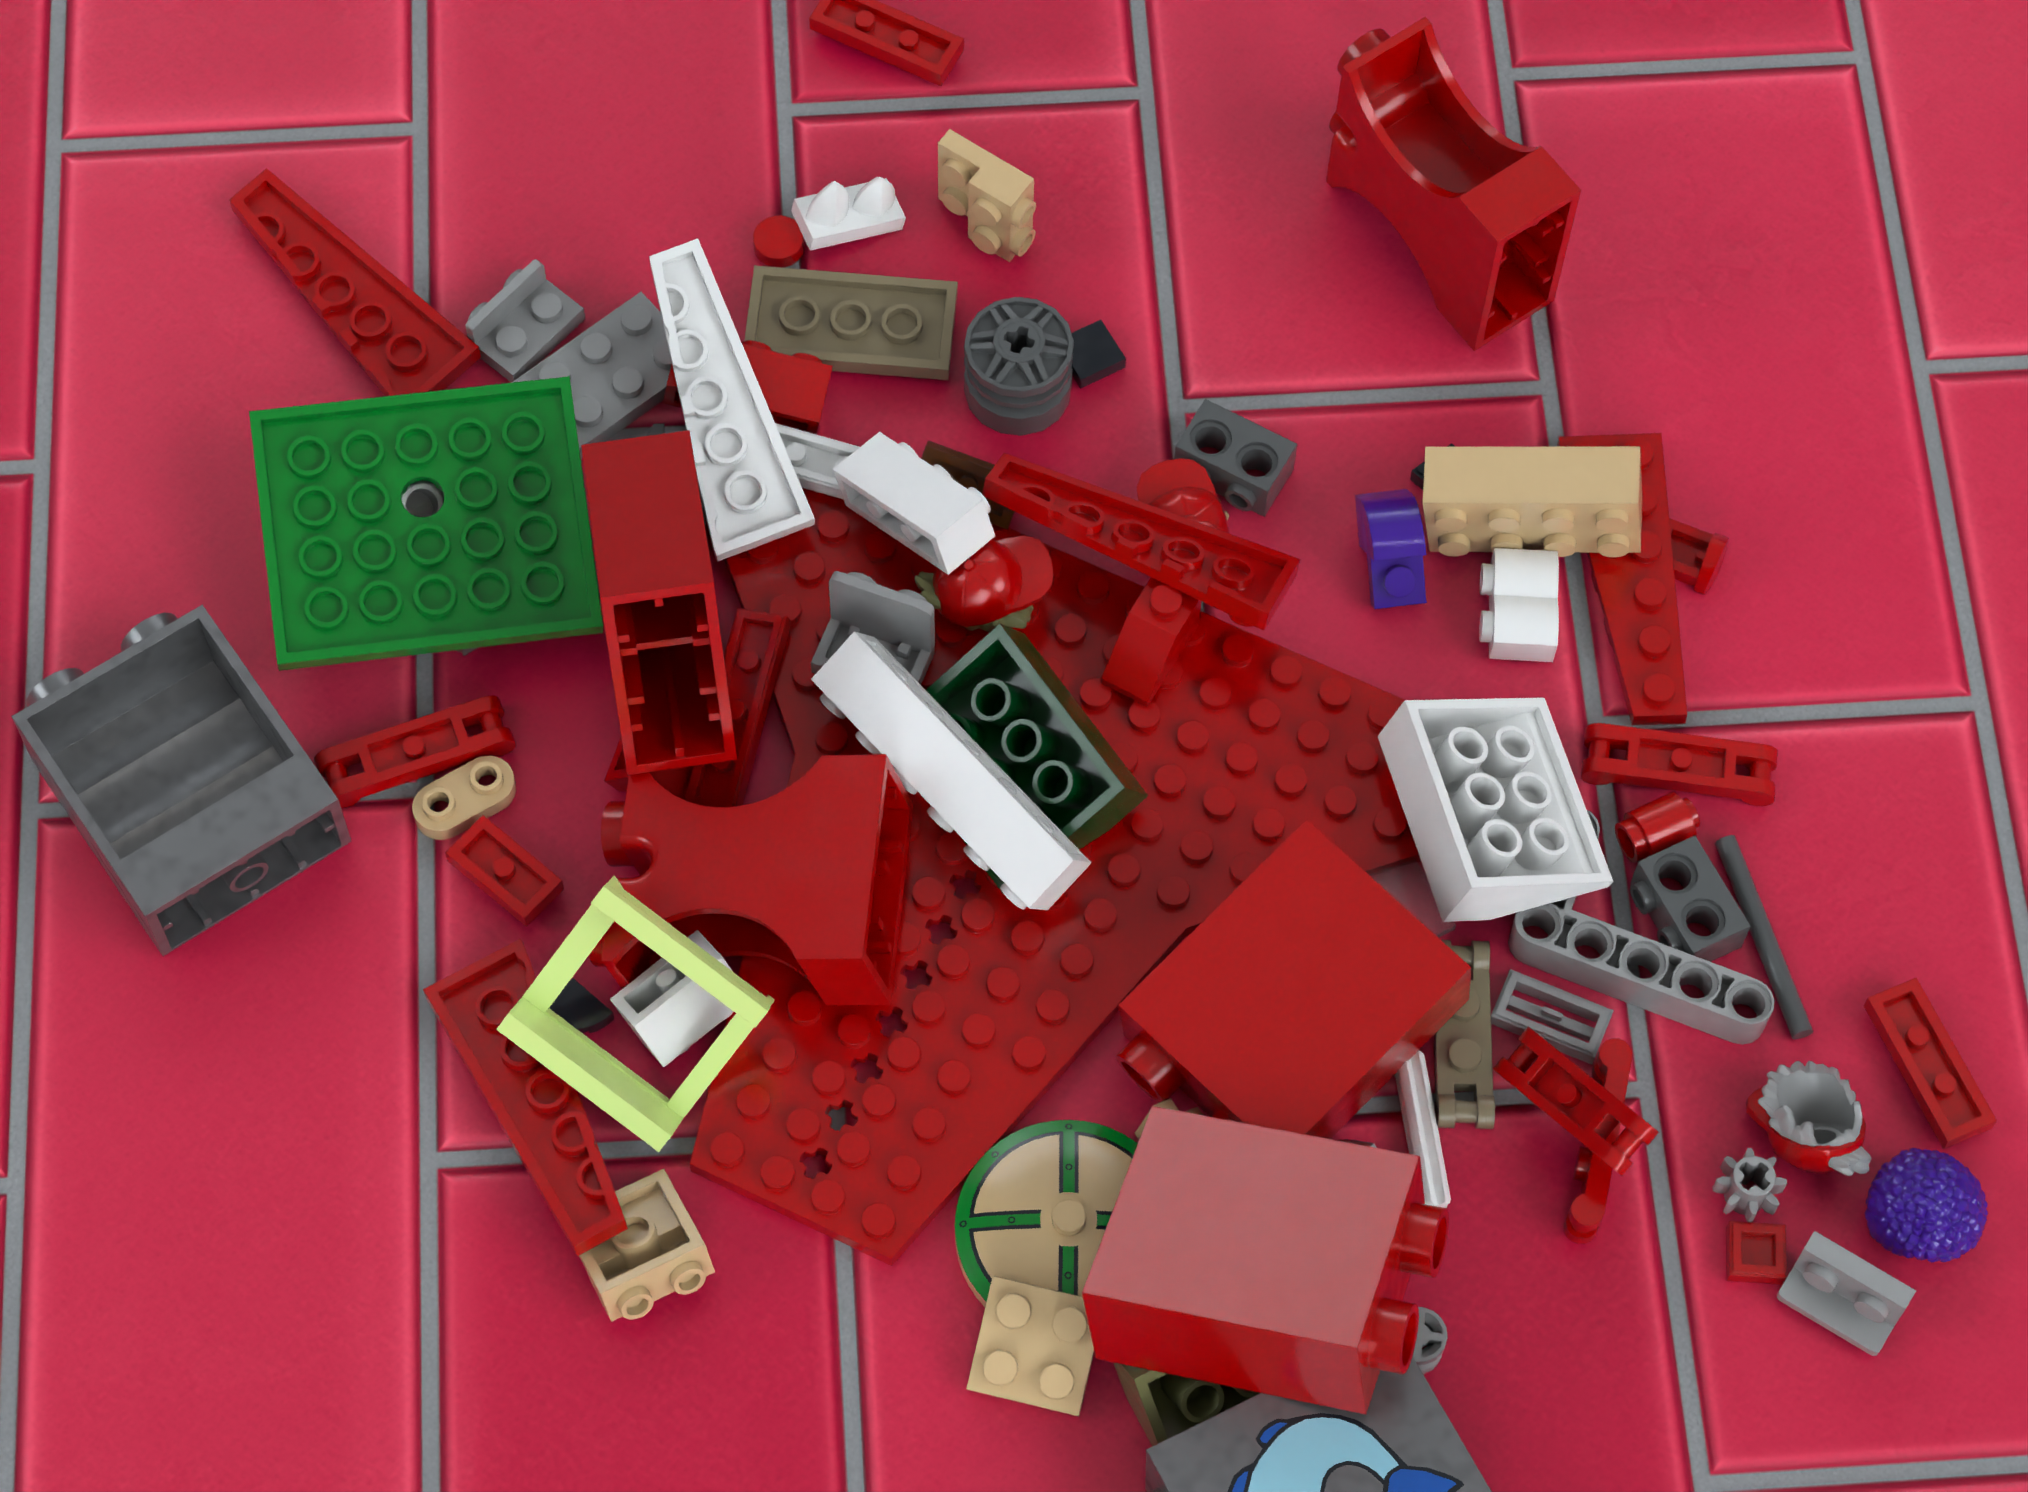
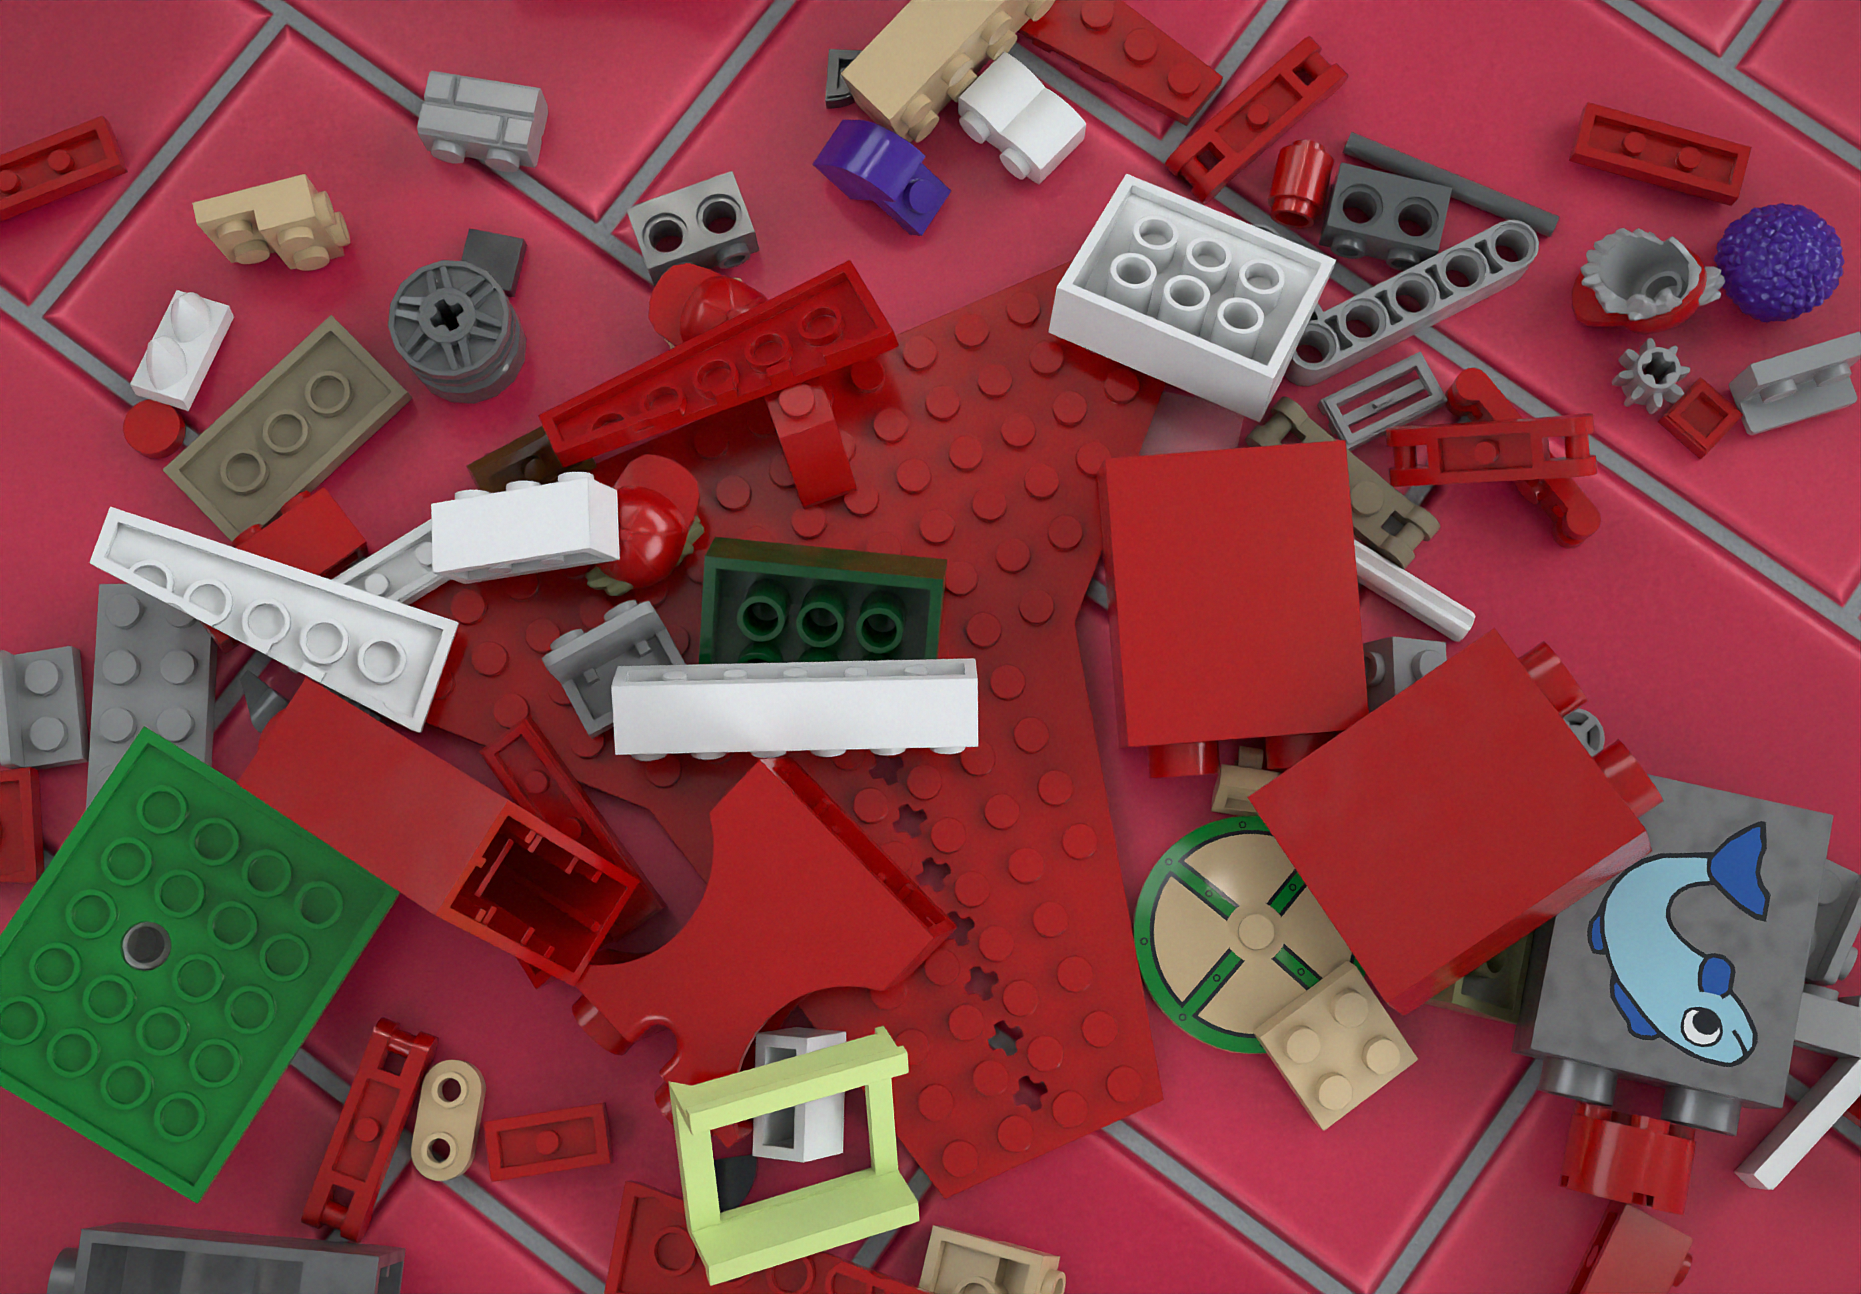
camera: 45 degrees left, 15 degrees up
(1184, 267) = (482, 121): none -> light grey brick

